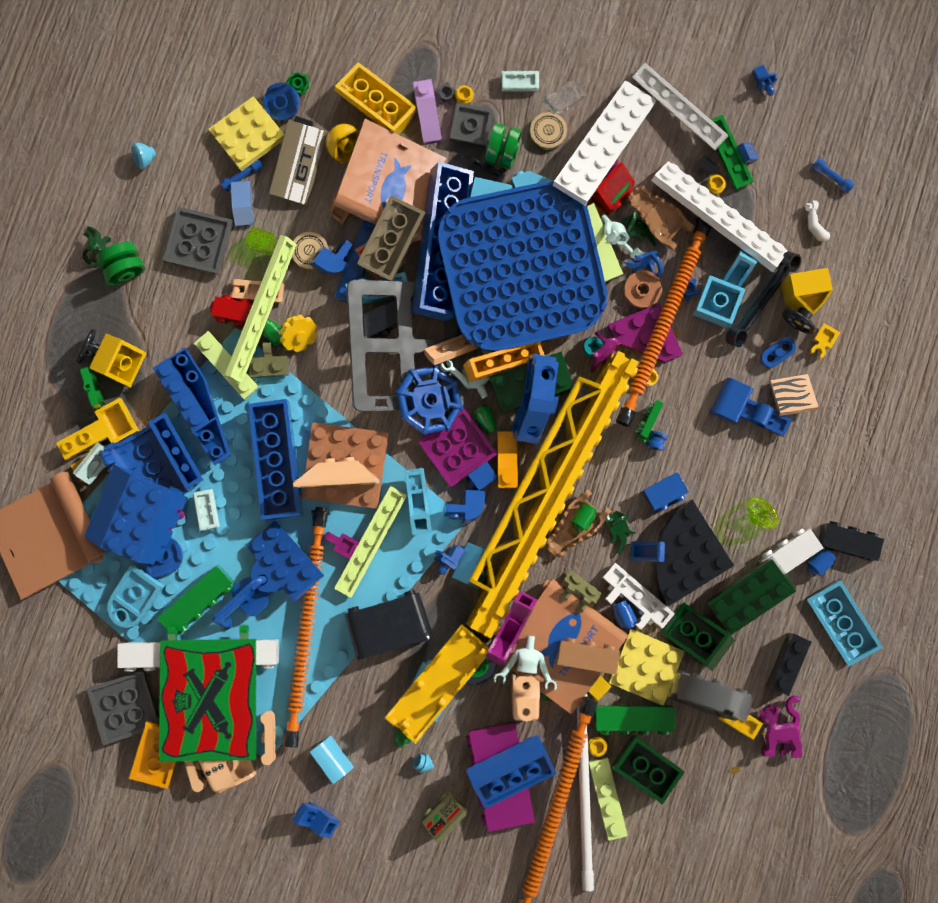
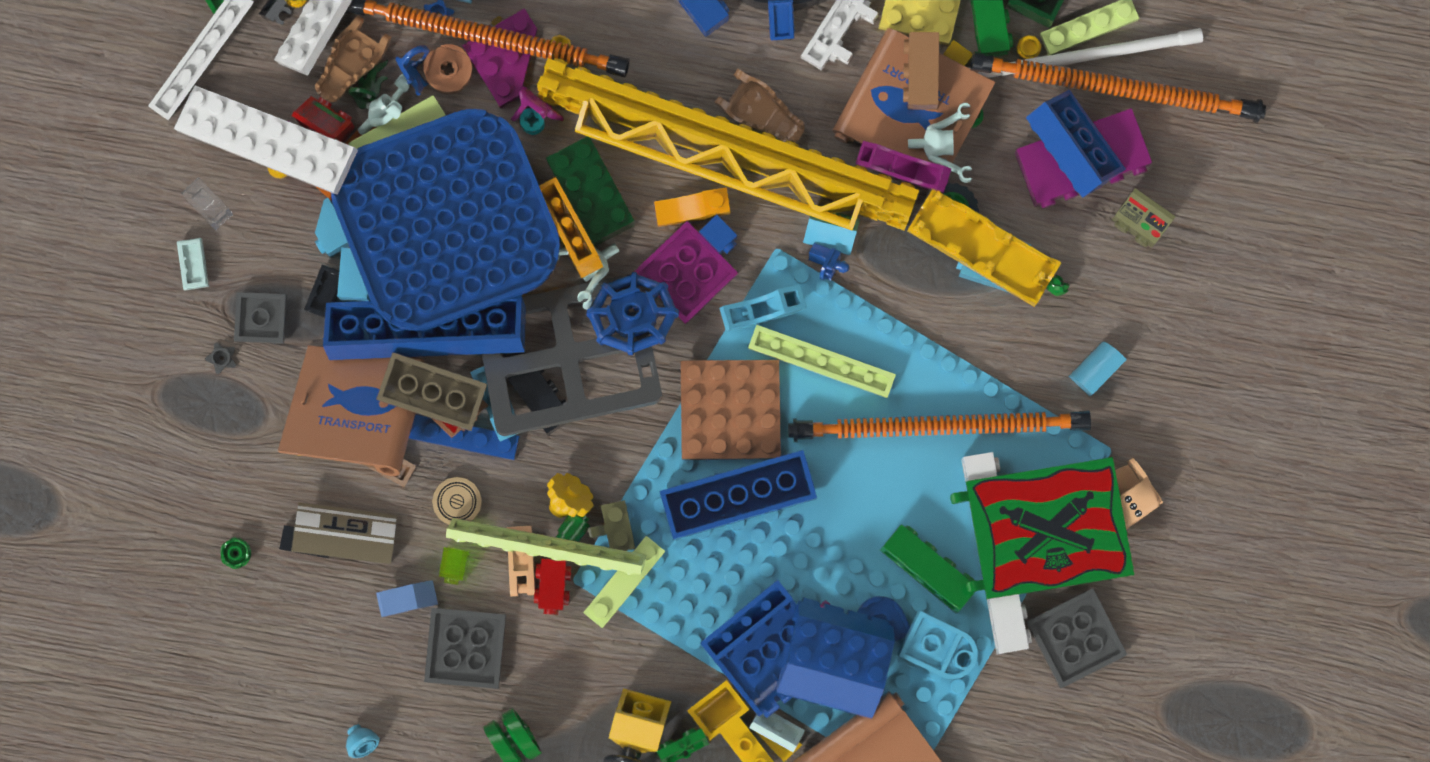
camera: 95 degrees left, 0 degrees up
(147, 764) = (1136, 593): light orange plate -> none
(194, 400) = (678, 610): blue wedge -> none
(197, 781) = (1152, 528): light nougat plate -> none
(206, 510) = (814, 575): light aqua plate -> none
(247, 133) = (312, 608): light yellow plate -> none
(255, 166) = (352, 592): blue bar -> none
(268, 737) = (1084, 448): light nougat plate -> none
(281, 102) = (263, 570): blue tile -> none
(284, 568) = (868, 464): blue plate -> none
(317, 819) = (1172, 373): blue brick -> none
(329, 262) = (469, 467): blue brick -> none
(336, 474) = (746, 410): light nougat slope -> none
(341, 142) = (307, 480): yellow cylinder -> none
(344, 545) = (831, 395): magenta plate -> none
(376, 99) = (244, 445): yellow brick -> none
(388, 625) = (924, 322): black windscreen -> none
(422, 763) = (1083, 256): medium azure plate -> none
(427, 111) = (250, 377): lavender slope -> none
(448, 349) = (563, 300): light nougat plate -> none
(464, 95) = (220, 333): yellow plate -> none
(470, 510) = (761, 243): blue brick -> none
(485, 417) = (642, 243): green cone -> none
(503, 146) = (288, 268): green wheel -> none
(525, 698) = (984, 140): light nougat piece -> none
(537, 399) = (613, 175): blue brick -> none
(548, 130) = (254, 218): tan tile -> none
(581, 589) = (841, 90): olive plate -> none
(583, 517) = (751, 101): green brick -> none
(617, 526) = (753, 59): dark green piece -> none
(624, 615) = (863, 36): blue brick -> none
(650, 414) = (611, 35): green plate -> none
(656, 441) = (642, 25): blue wheel -> none

